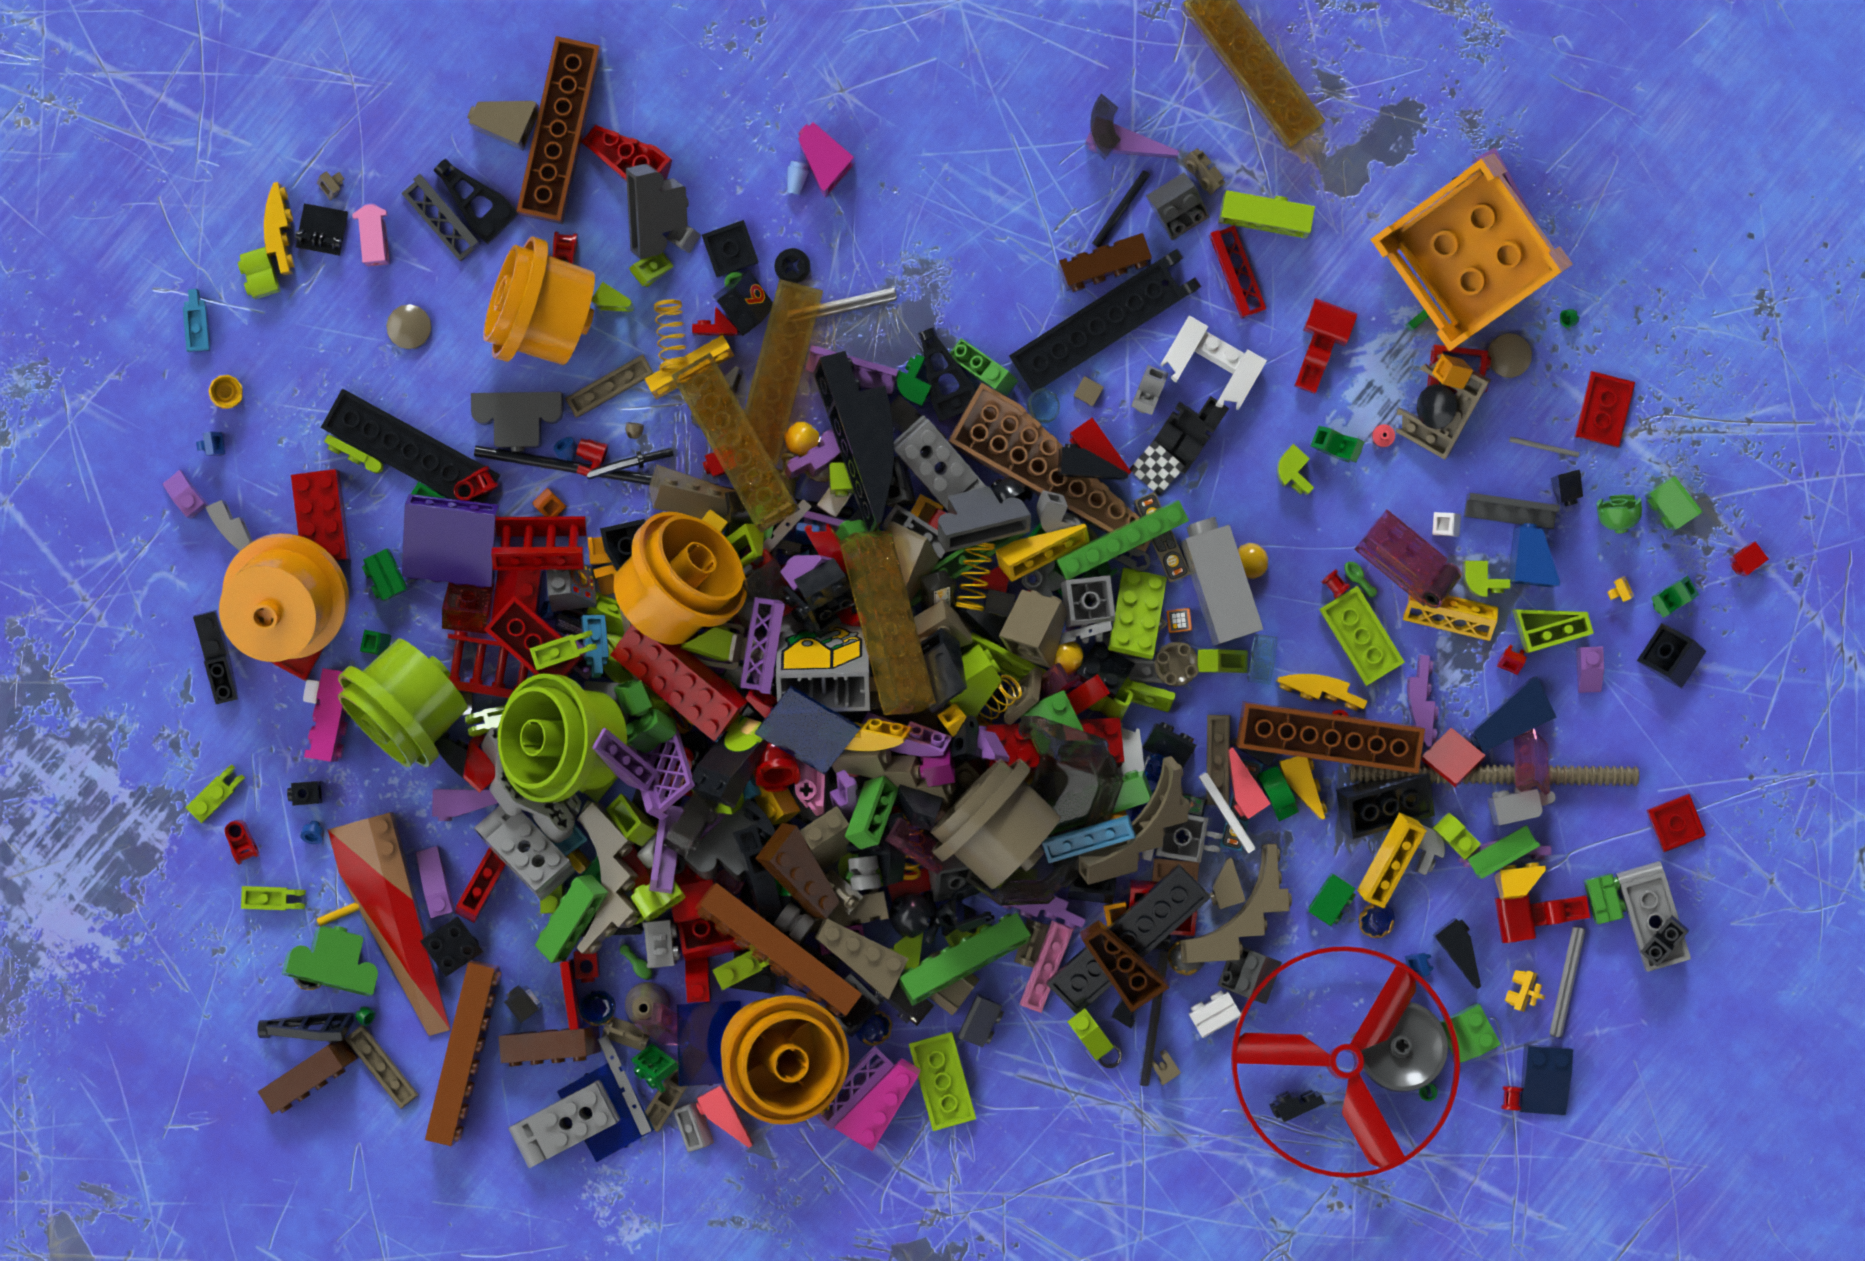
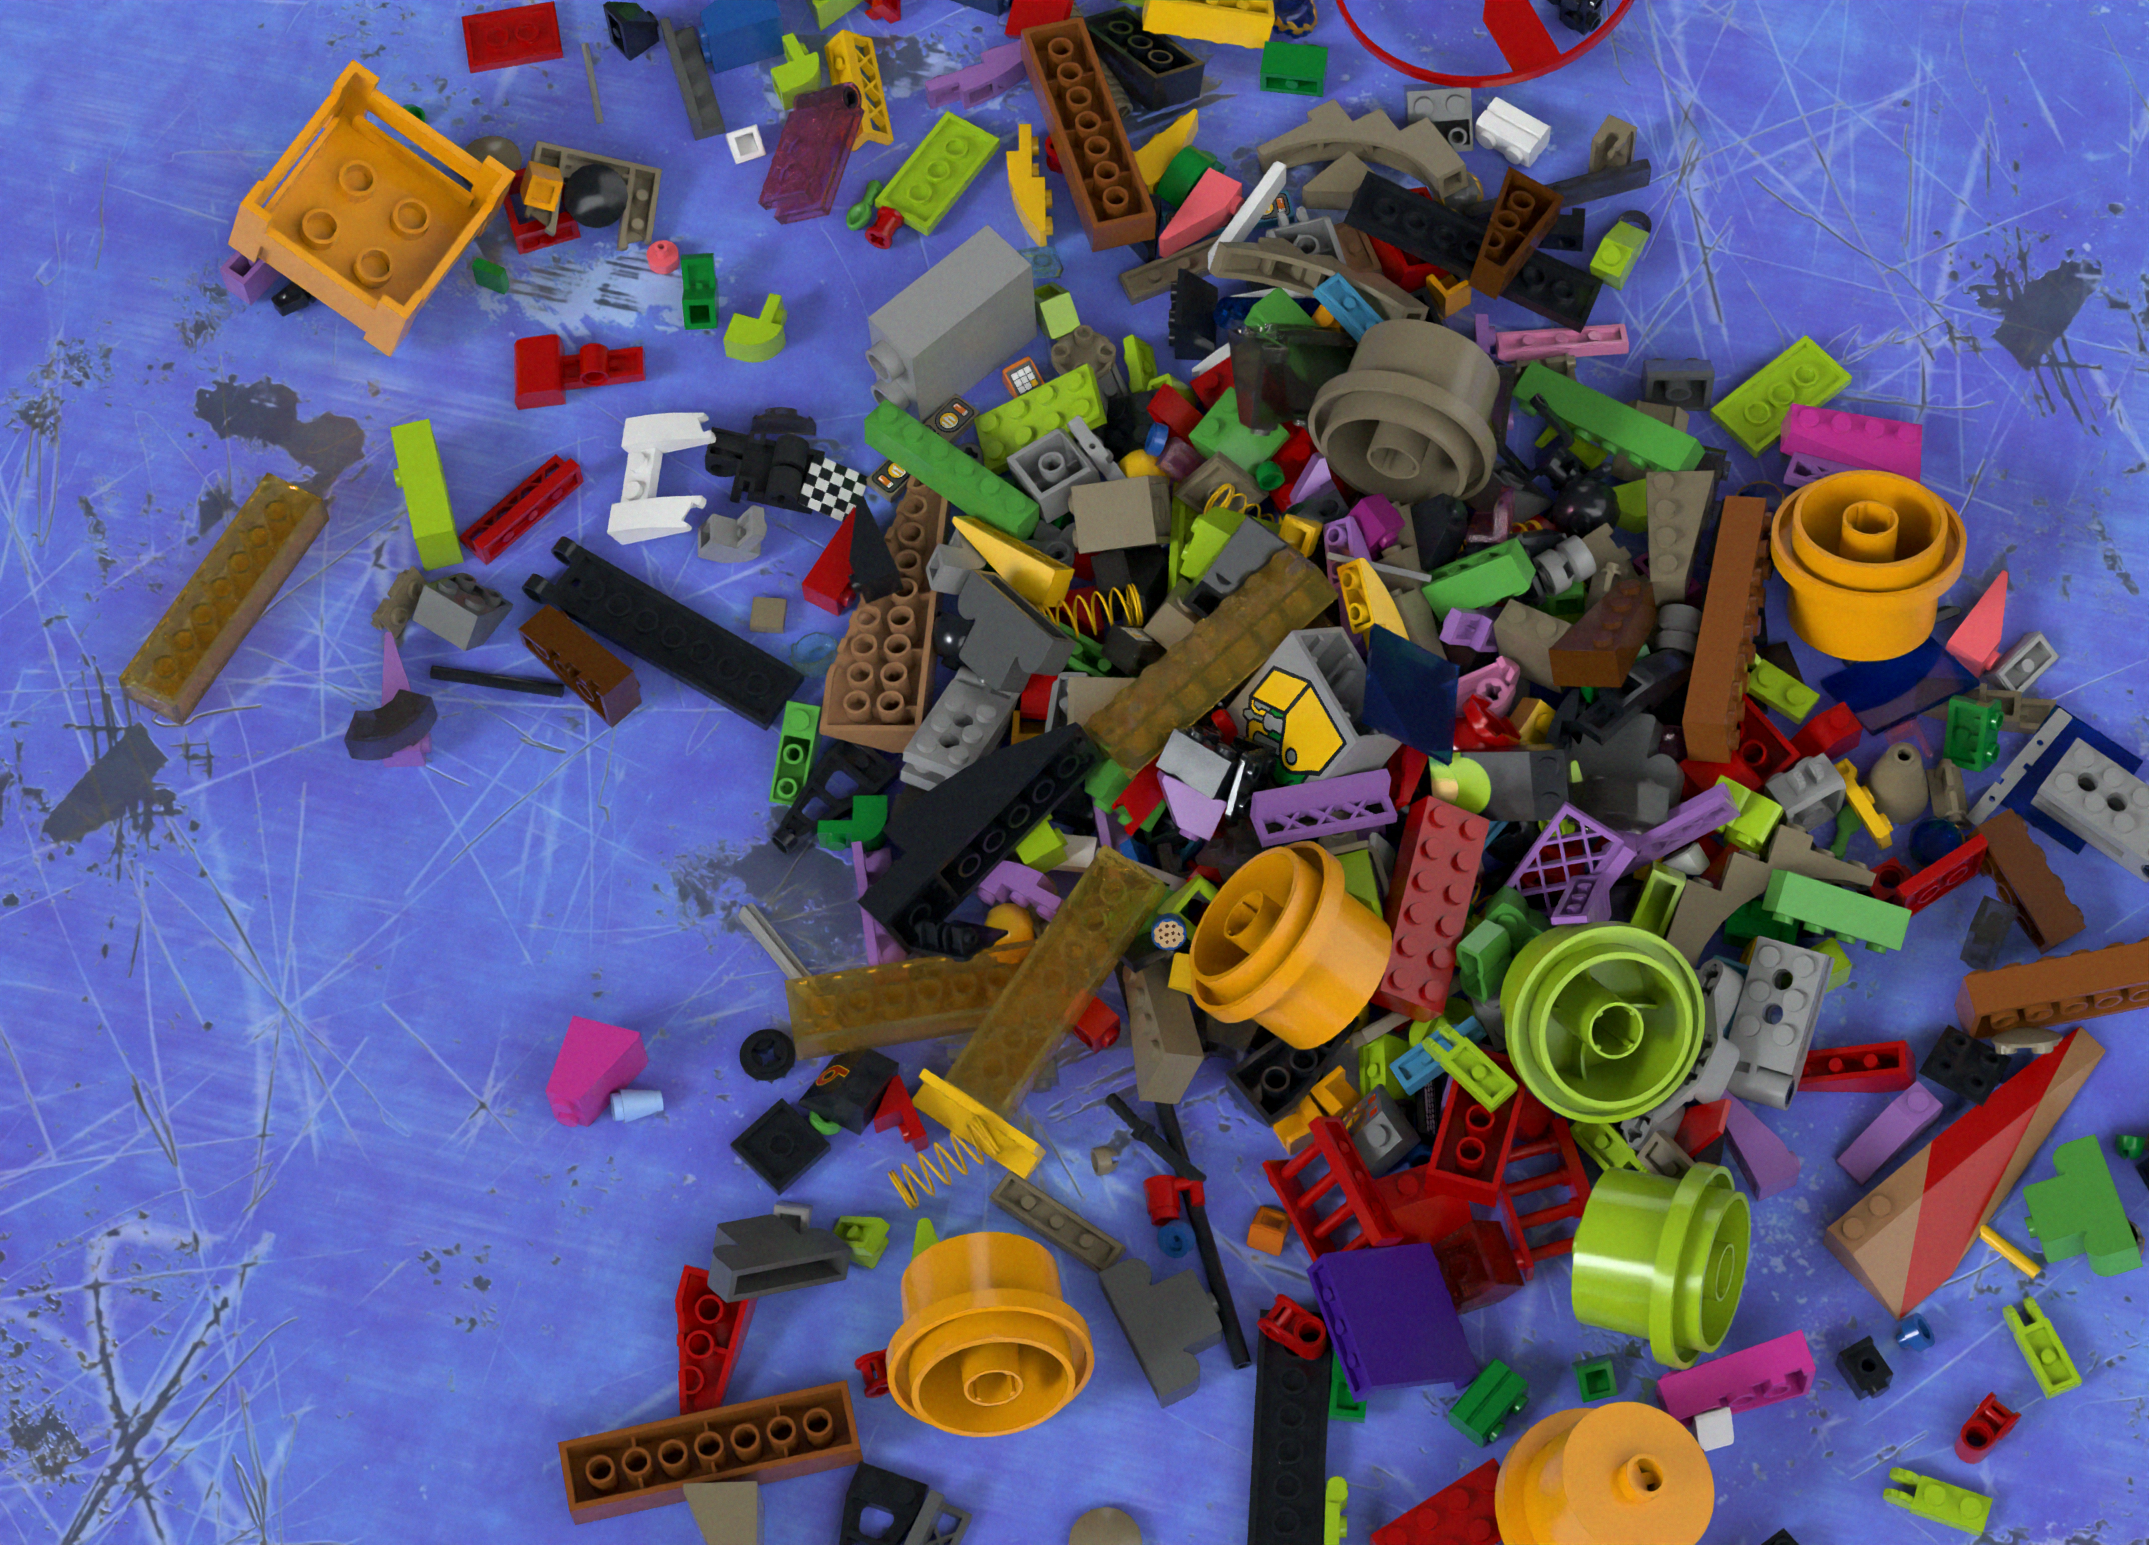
camera: 110 degrees left, 25 degrees down
(448, 989) = (2033, 1037): none -> dark tan dish
(463, 743) = (1664, 1156): none -> dark tan plate
(642, 976) = (1861, 802): none -> yellow hinge
(737, 522) = (1168, 931): none -> tile
(801, 402) = (954, 939): none -> black hinge
(904, 755) = (1381, 567): none -> light grey piece
(1012, 727) = (1269, 475): none -> green hinge
(1076, 672) = (1156, 439): none -> blue tile
(1221, 457) = (783, 421): none -> clear smoke tile

